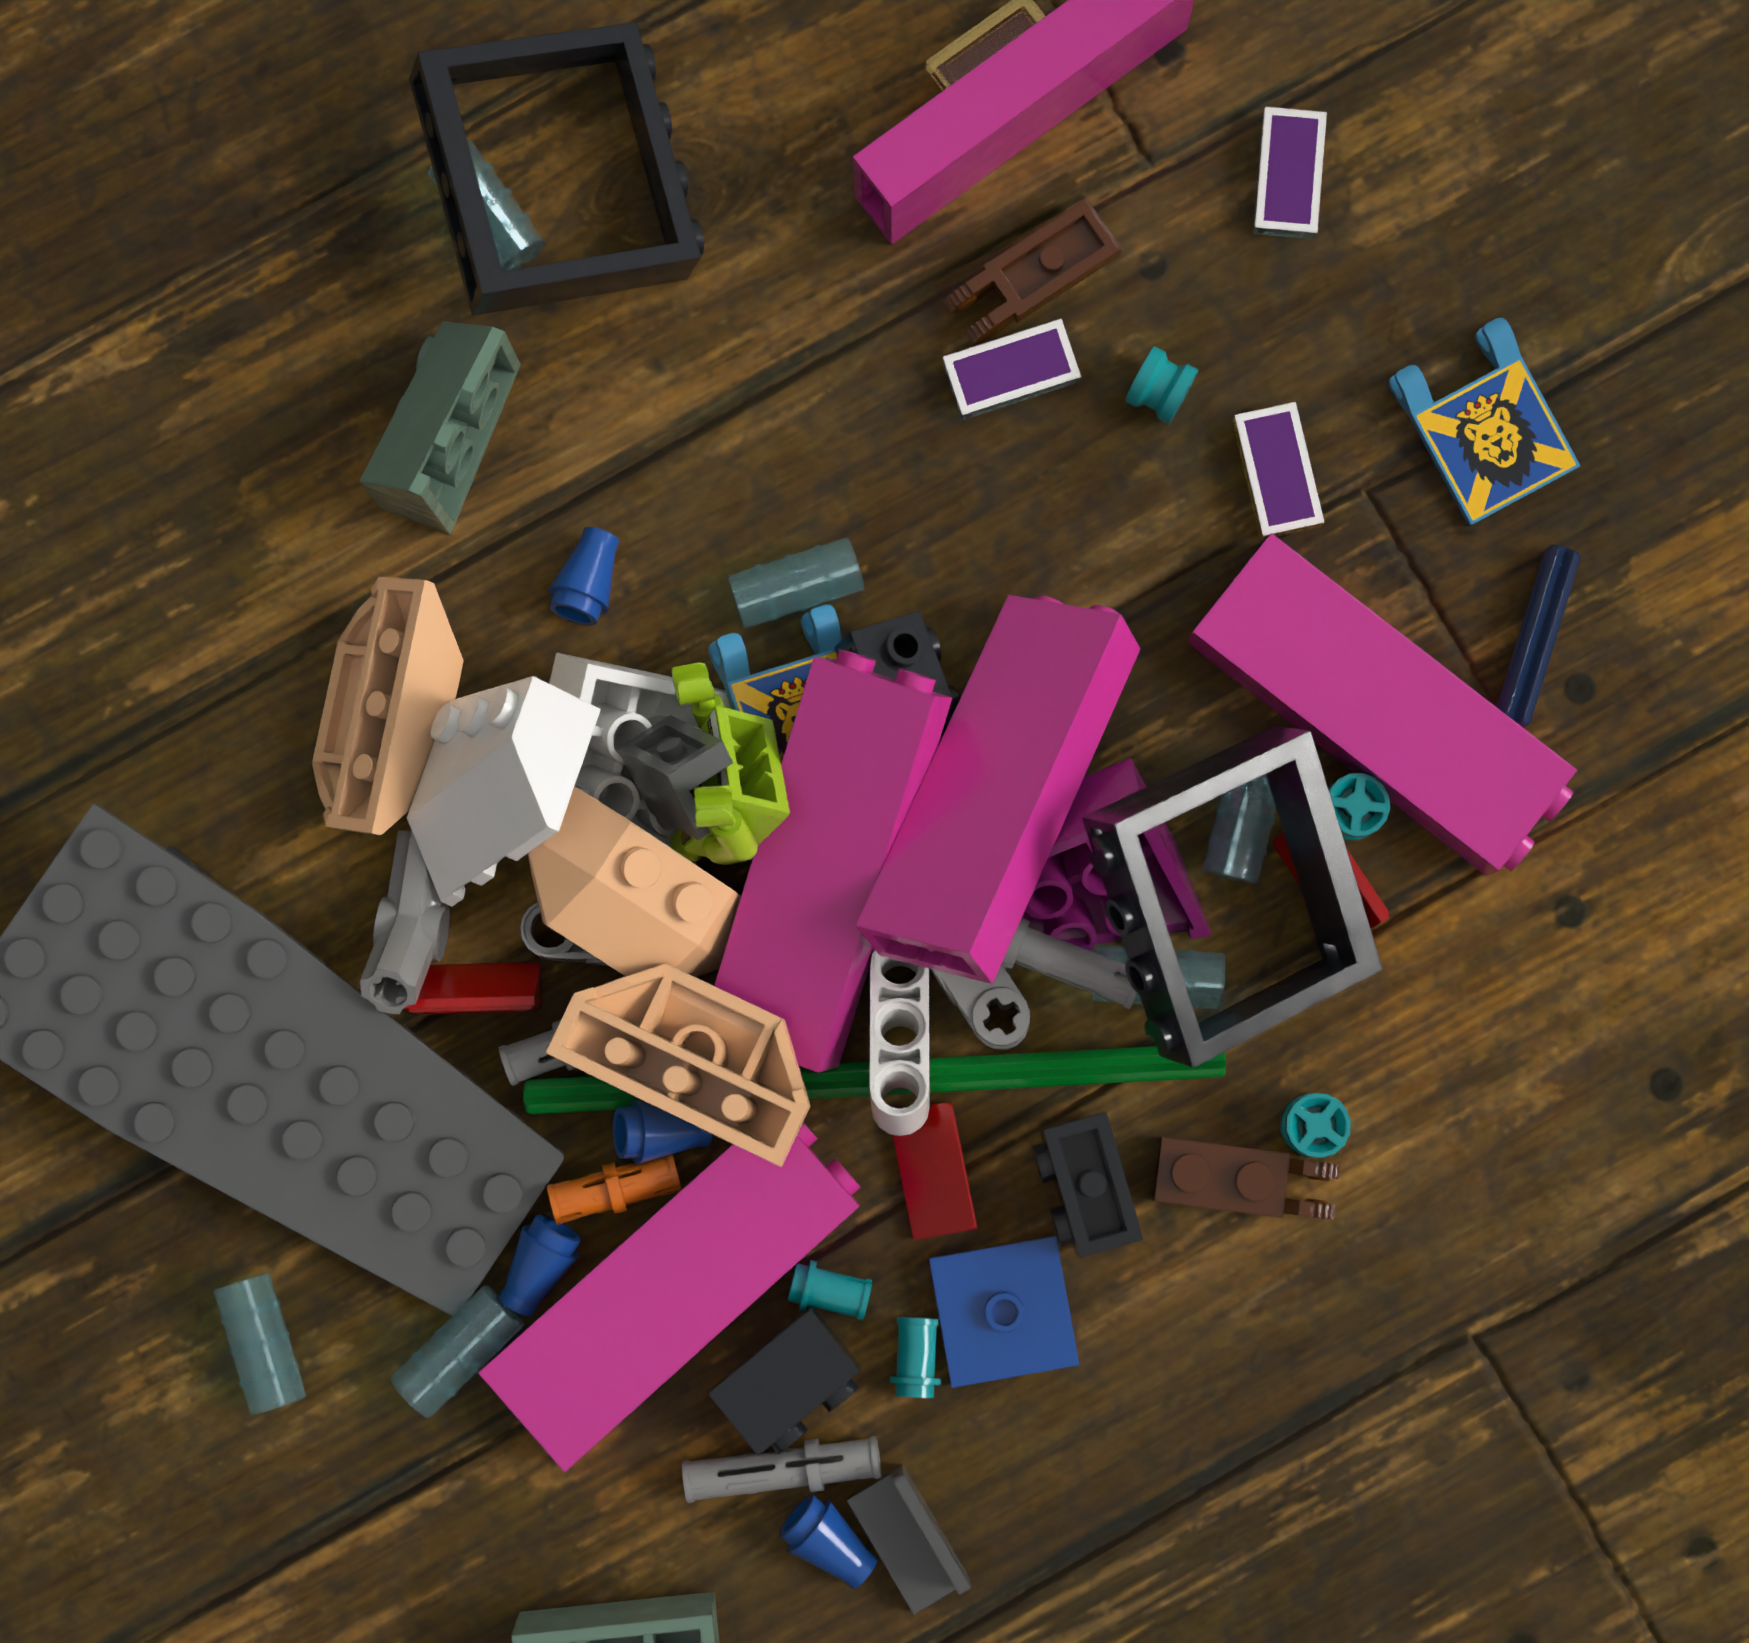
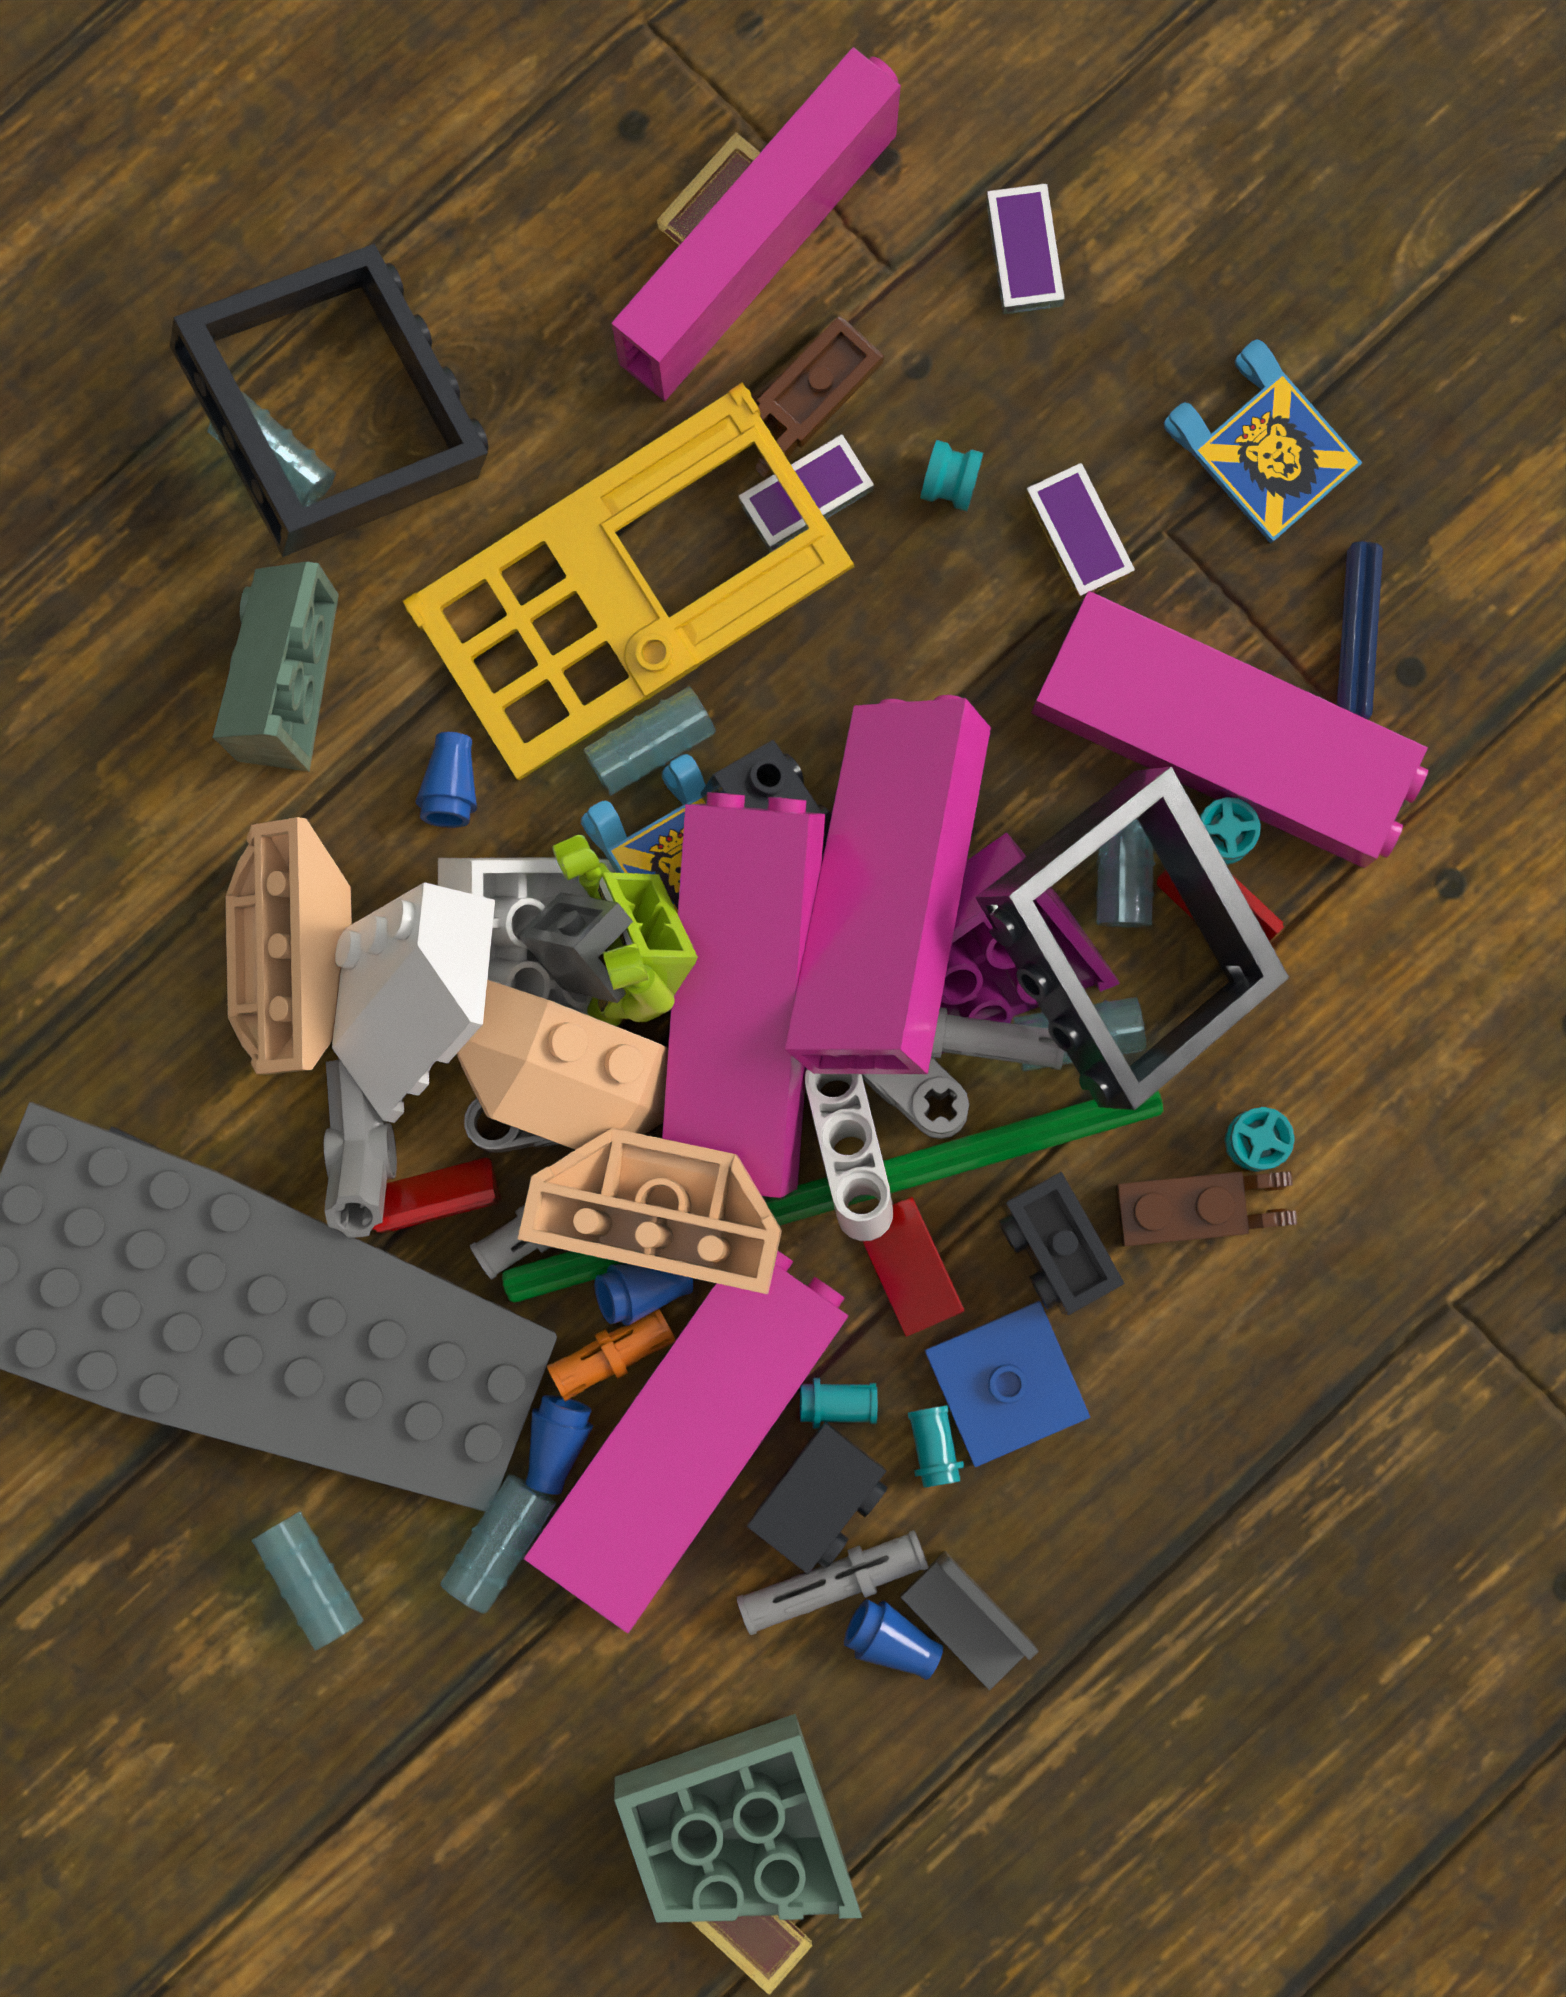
camera: 15 degrees left, 0 degrees up
(797, 428) = (604, 576): none -> yellow door

